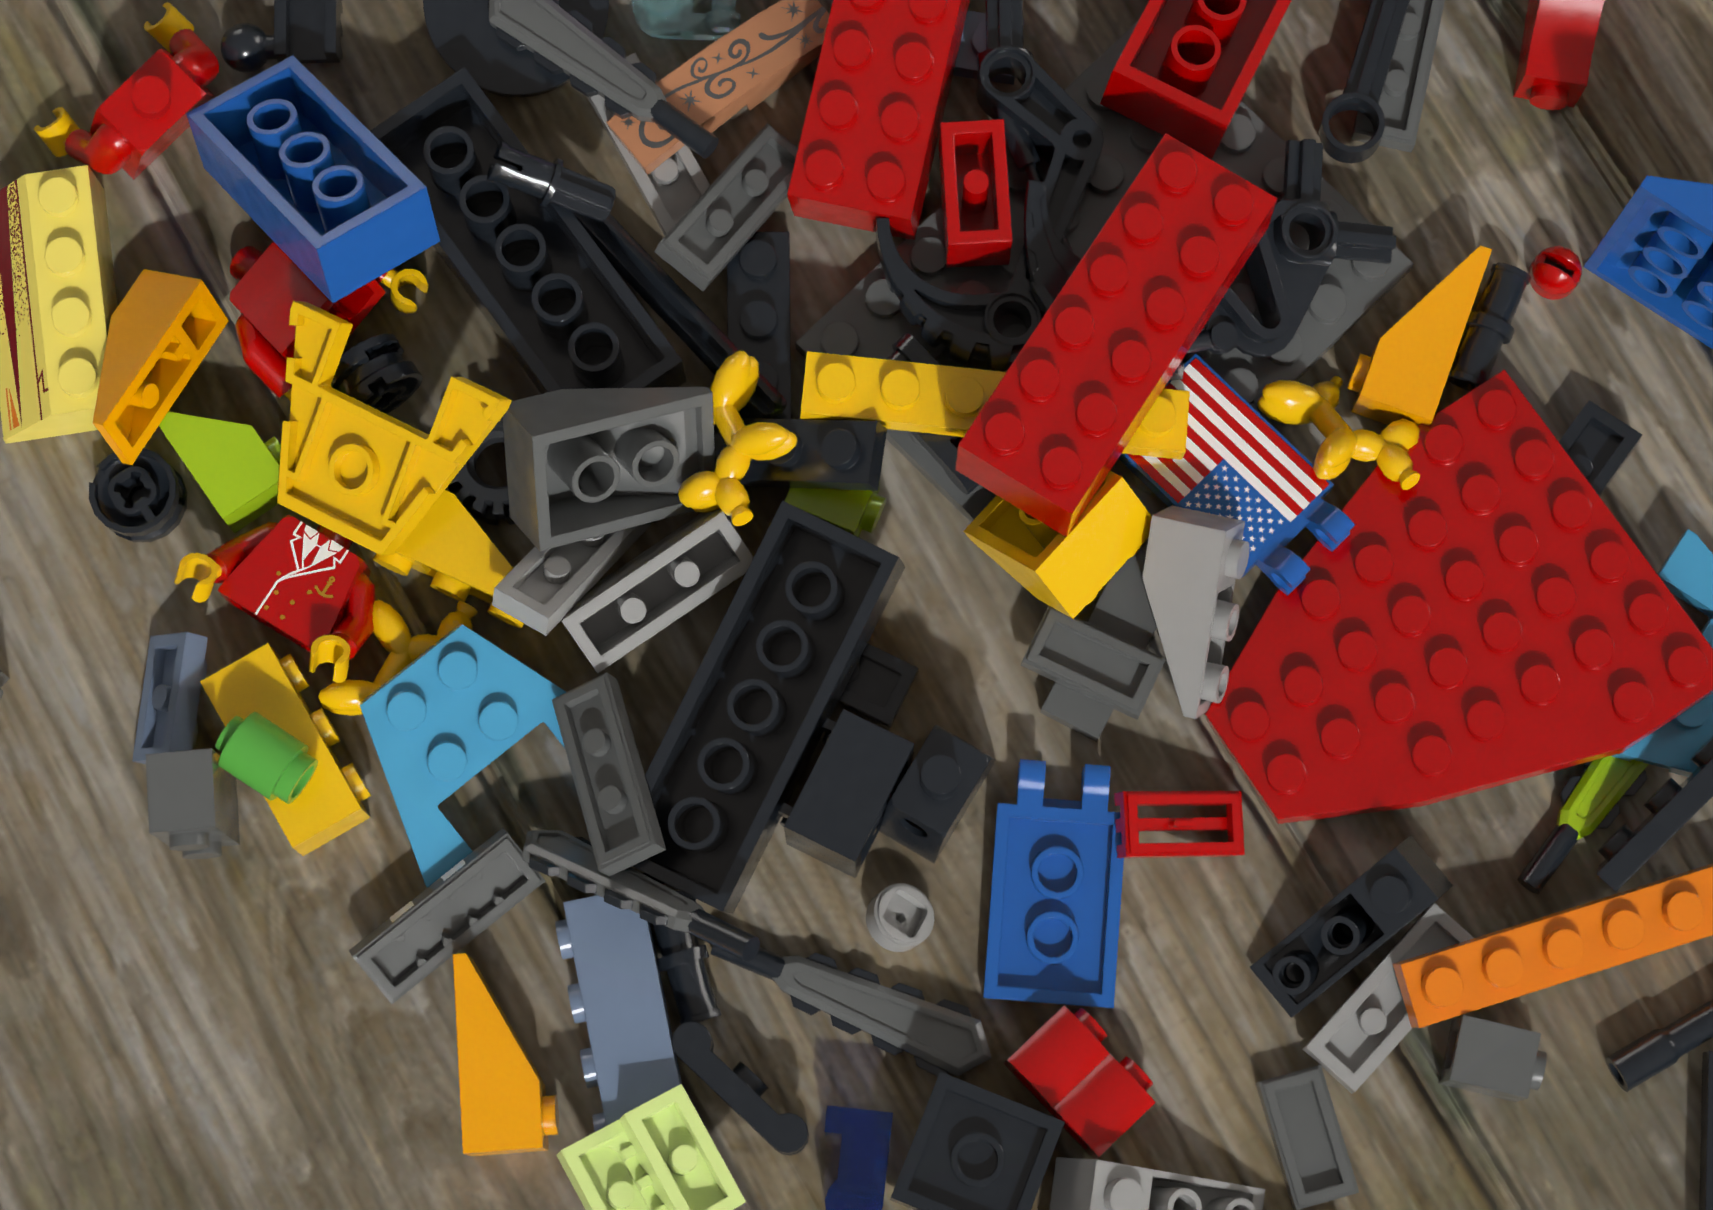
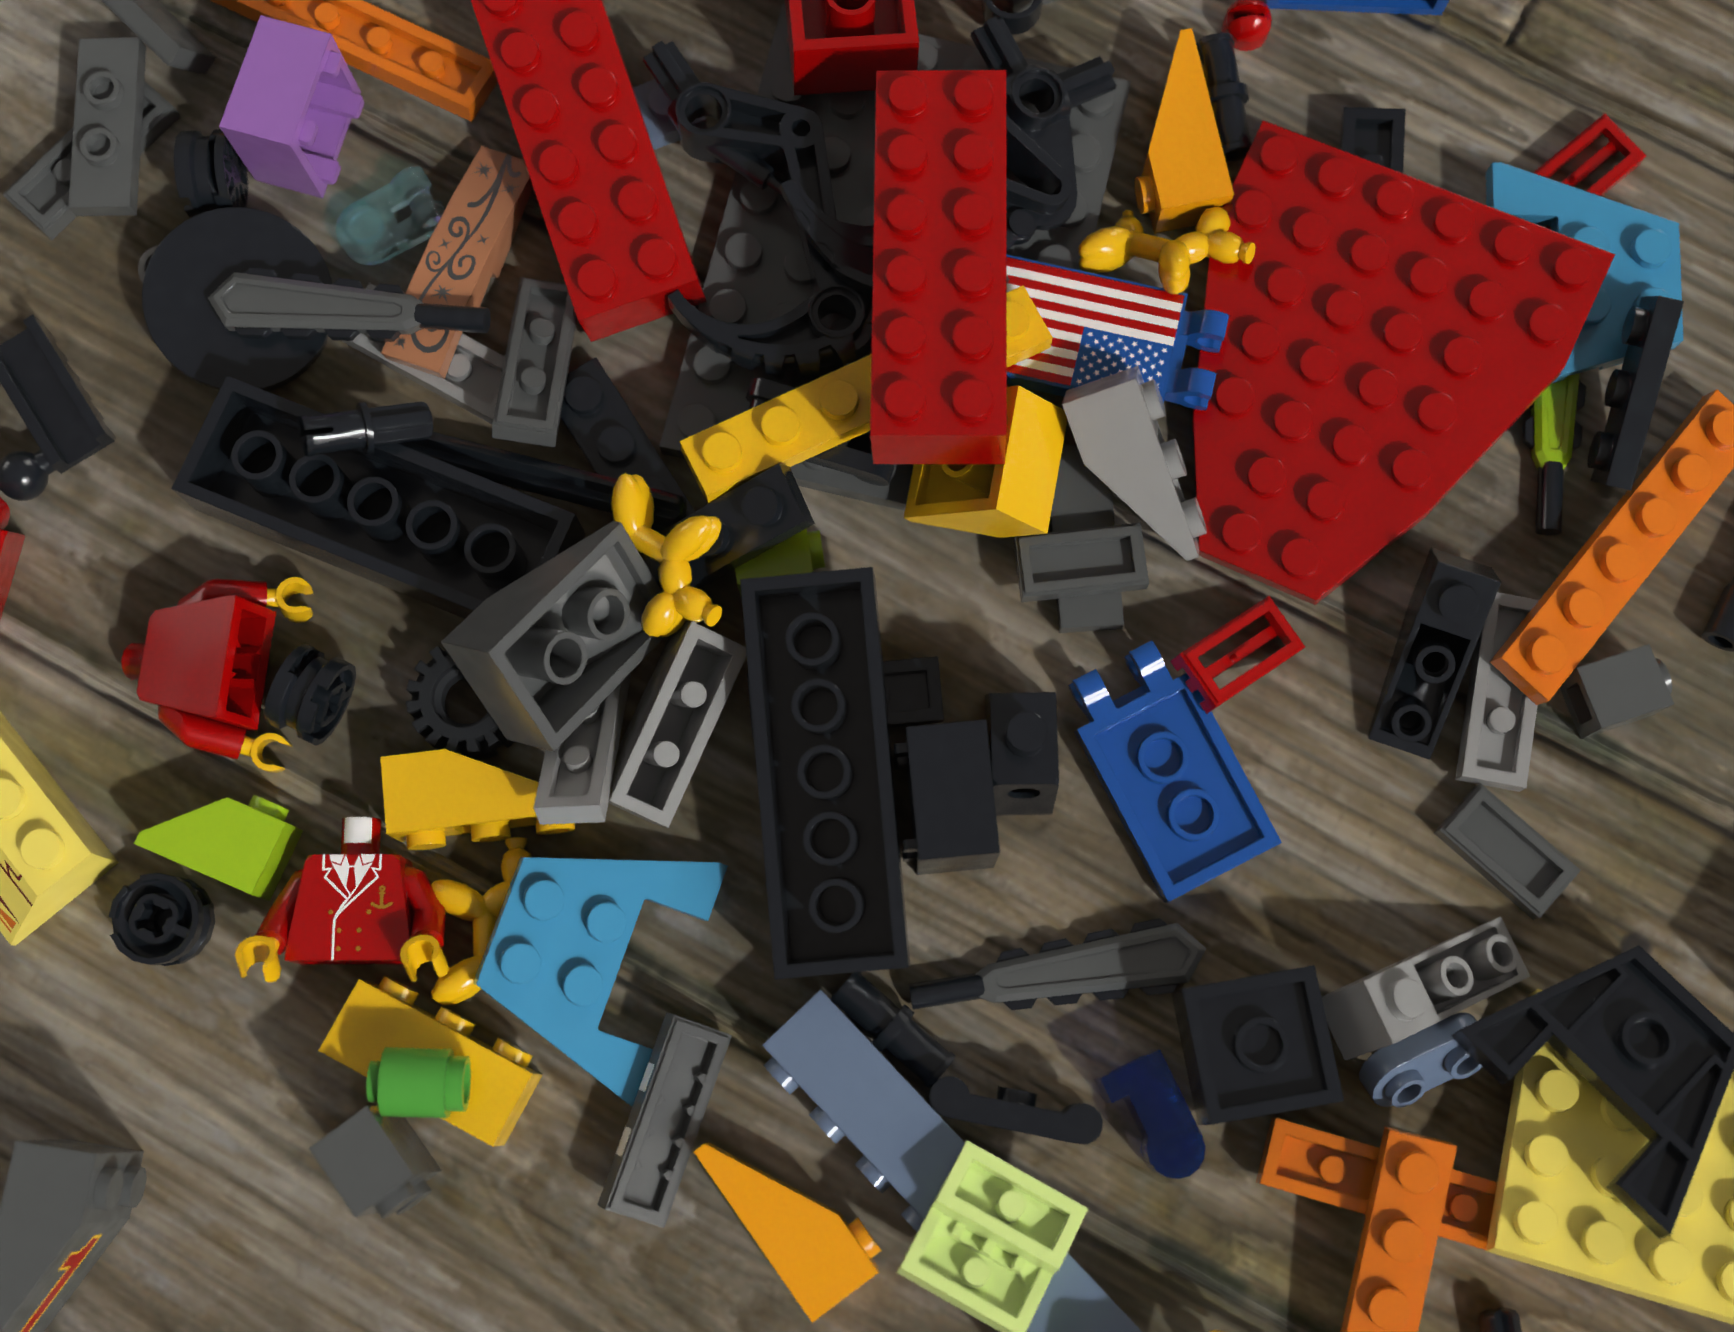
camera: 30 degrees left, 0 degrees up
(151, 354) = (97, 790): light orange slope -> none
(170, 694) = (299, 1078): sand blue plate -> none
(314, 178) = (151, 548): blue brick -> none
(358, 465) = (347, 773): yellow wing -> none
(574, 861) = (775, 1001): sword -> none
(608, 775) = (735, 910): dark grey tile -> none
(900, 917) = (1054, 877): light grey tile -> none
(975, 193) = (738, 226): red brick -> none
(1082, 1080) = (1295, 920): red brick -> none

